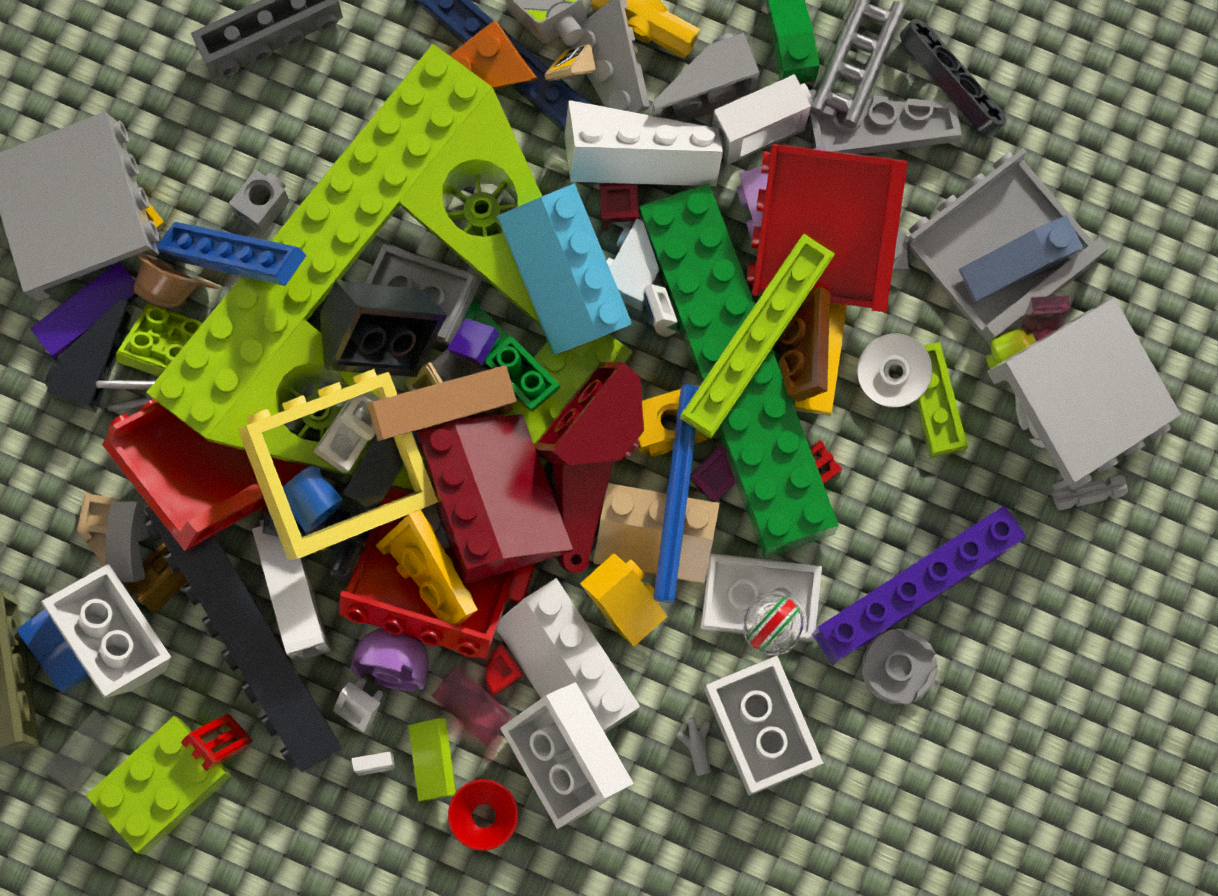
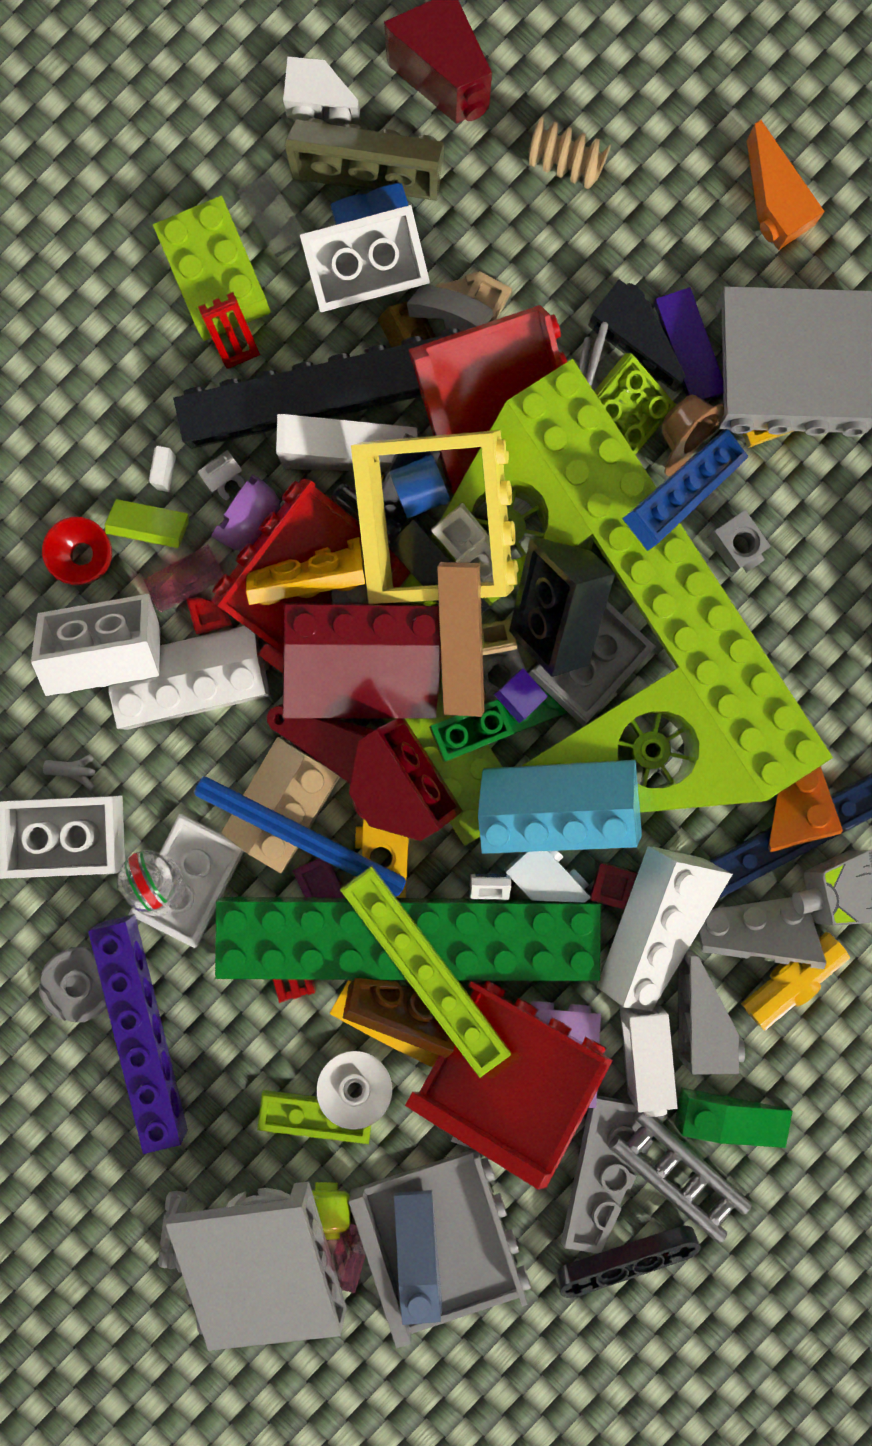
camera: 110 degrees right, 10 degrees up
(572, 63) = (772, 891): tan slope -> none
(624, 598) = (225, 750): yellow brick -> none

